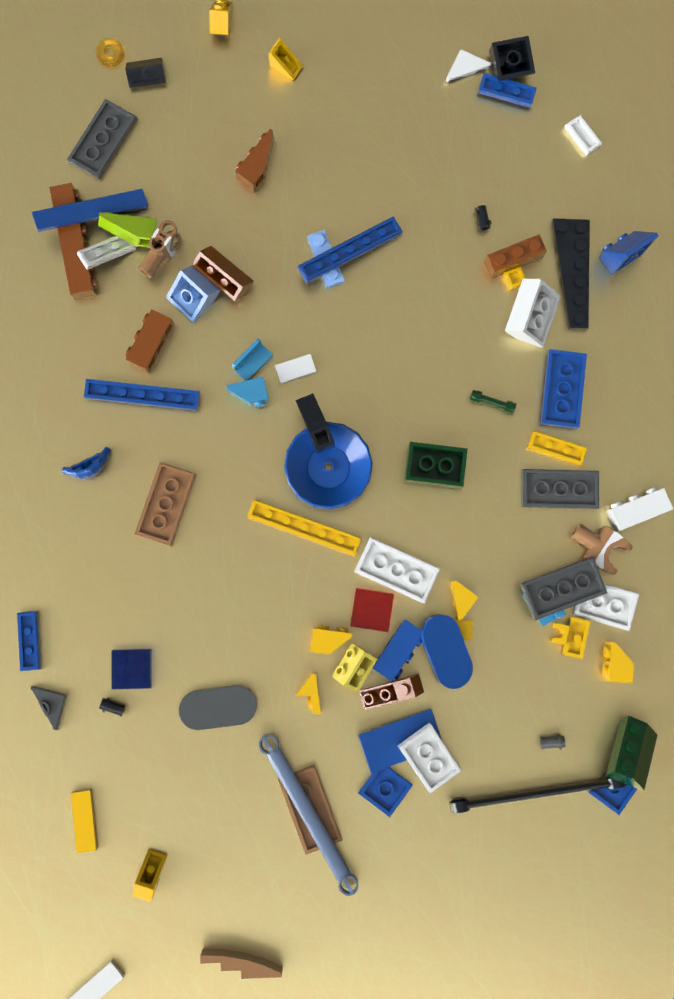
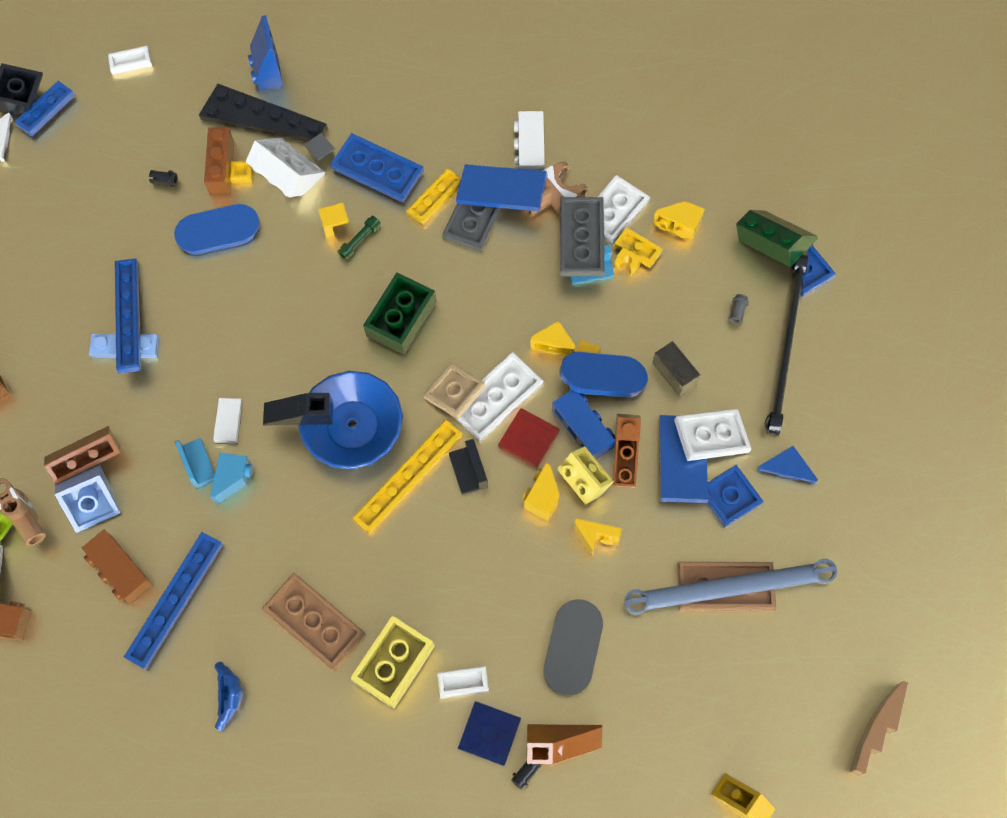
camera: 65 degrees left, 15 degrees down
(139, 721) = (560, 742): none -> slope
(153, 577) = (393, 662): none -> light yellow brick
(162, 634) = (463, 682): none -> white tile
(328, 572) = (468, 468): none -> black panel
(387, 536) = (454, 391): none -> tan tile
(429, 828) = (789, 465): none -> blue tile
(454, 283) = (217, 229): none -> blue tile
(475, 708) = (676, 368): none -> clear smoke brick
(500, 373) = (332, 216): none -> yellow panel
(562, 332) = (319, 147): none -> dark grey slope
(584, 502) = (501, 187): none -> blue tile

